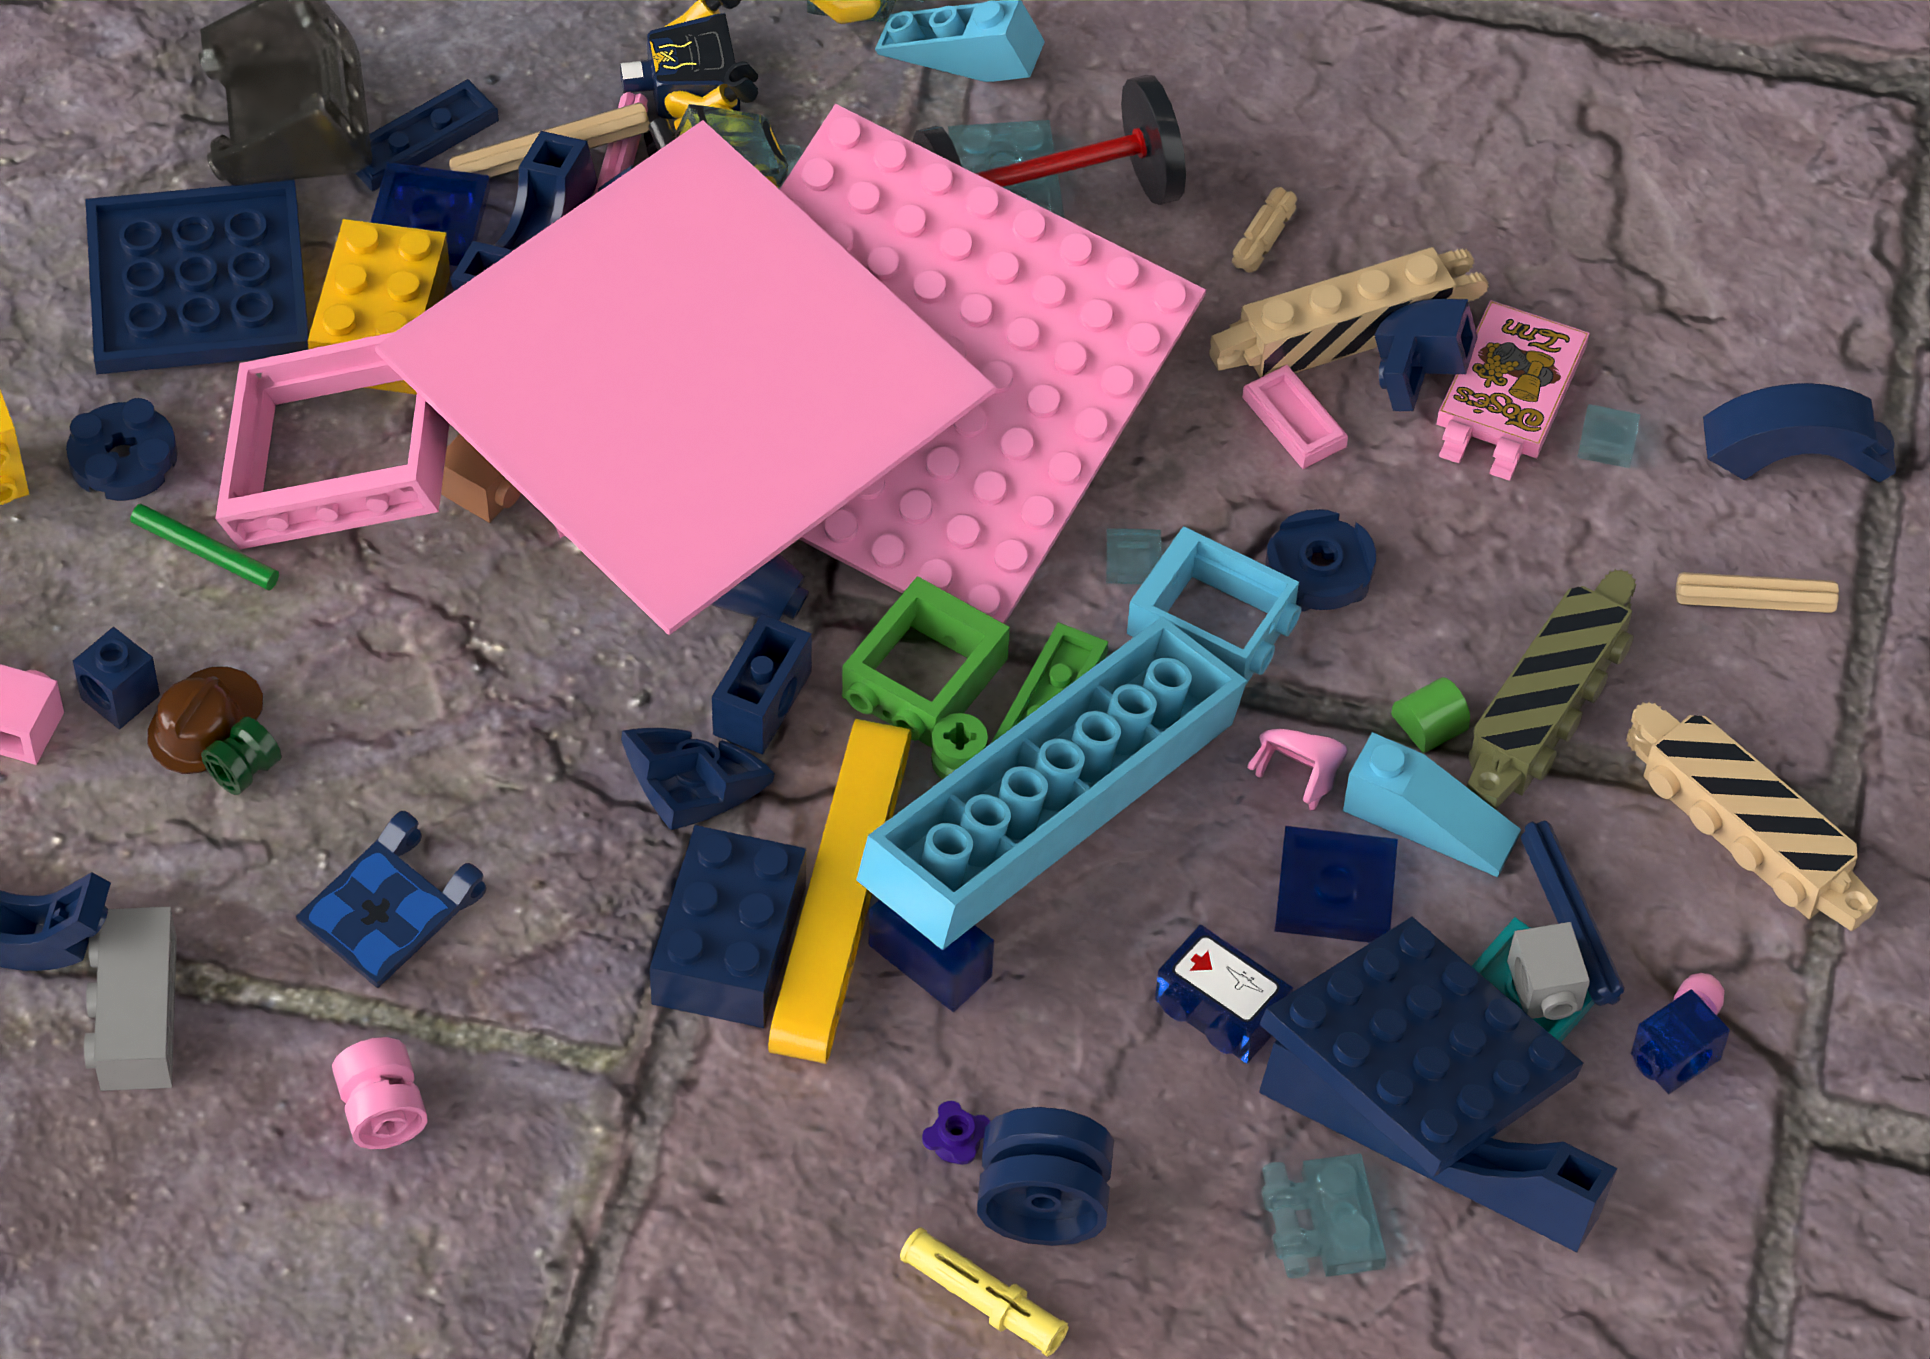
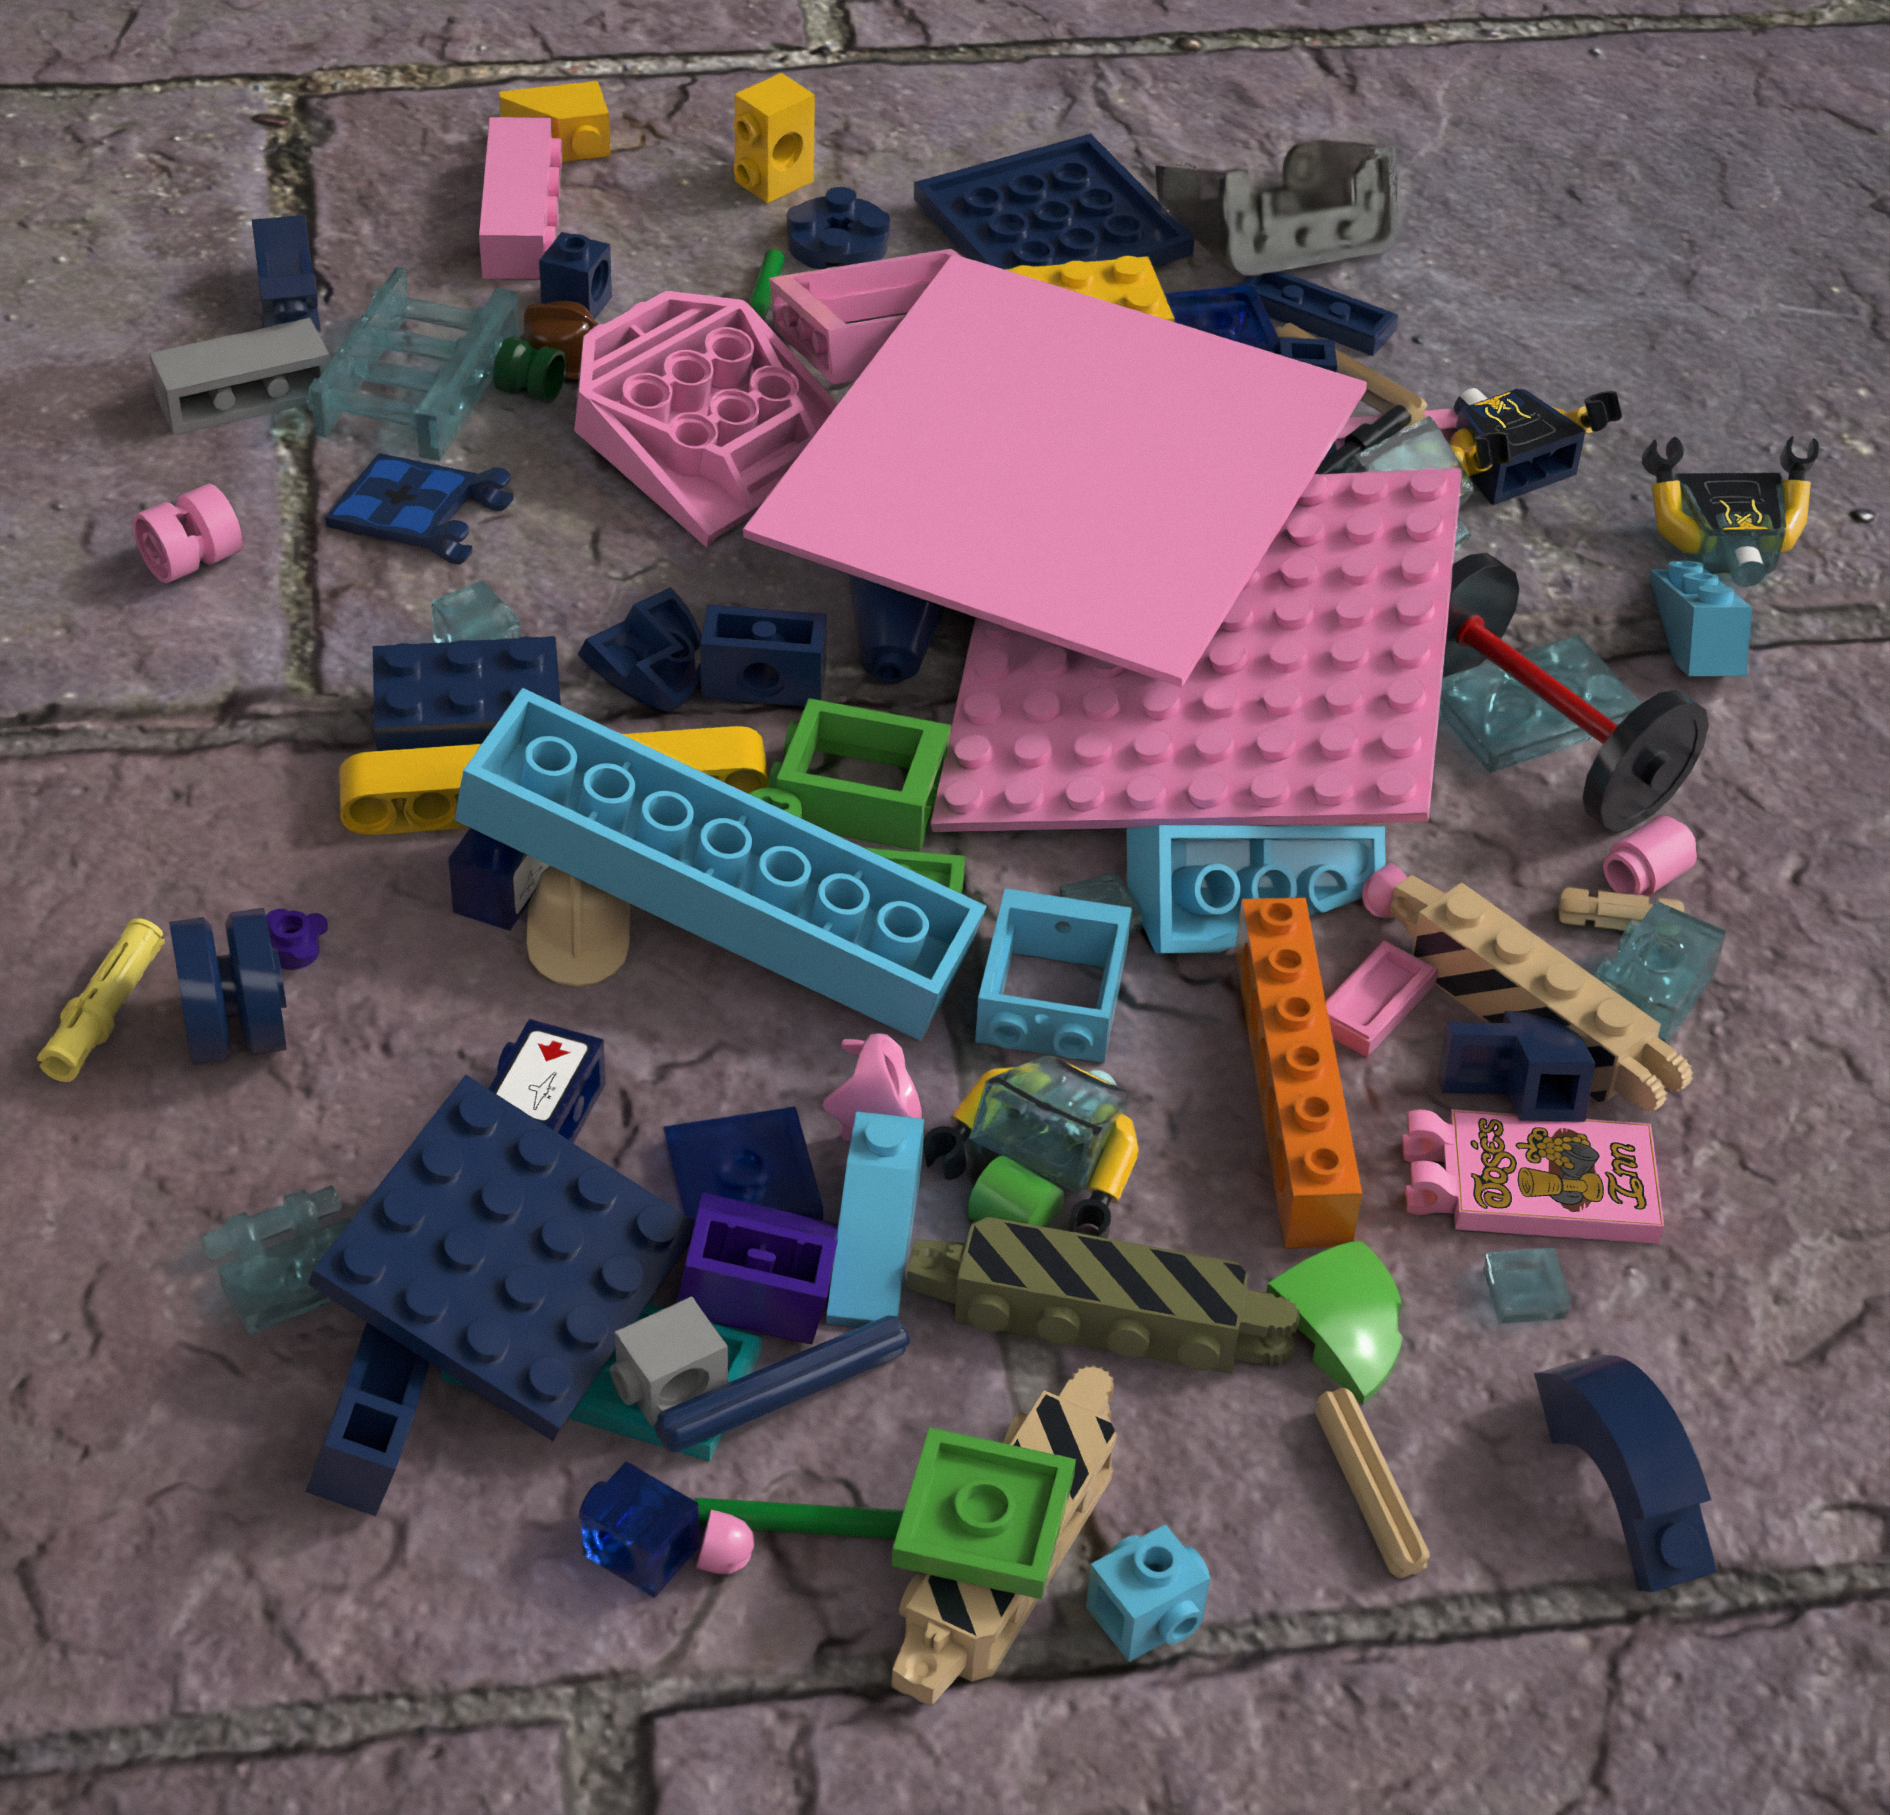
camera: 70 degrees right, 10 degrees down
(195, 795) = (449, 391): none -> clear light blue fence
(386, 633) = (697, 406): none -> bright pink hinge
(622, 895) = (473, 615): none -> clear light blue brick
(1032, 930) = (576, 930): none -> tan piece
(1149, 470) = (1196, 875): none -> medium azure wedge
(1194, 363) = (1379, 888): none -> bright pink hinge
(1224, 186) = (1650, 857): none -> bright pink brick
(1322, 532) = (1170, 1085): dark blue plate -> none
(1347, 226) = (1664, 965): none -> clear light blue brick
(1370, 487) = (1297, 1074): none -> orange brick
(1385, 656) = (1052, 1122): none -> clear light blue torso
(1460, 885) = (759, 1267): none -> dark purple slope
(1599, 545) = (1348, 1312): none -> bright green brick
(1687, 938) = (807, 1518): none -> green bar
(1769, 810) = (984, 1513): none -> bright green plate
(1833, 748) = (1148, 1592): none -> medium azure brick

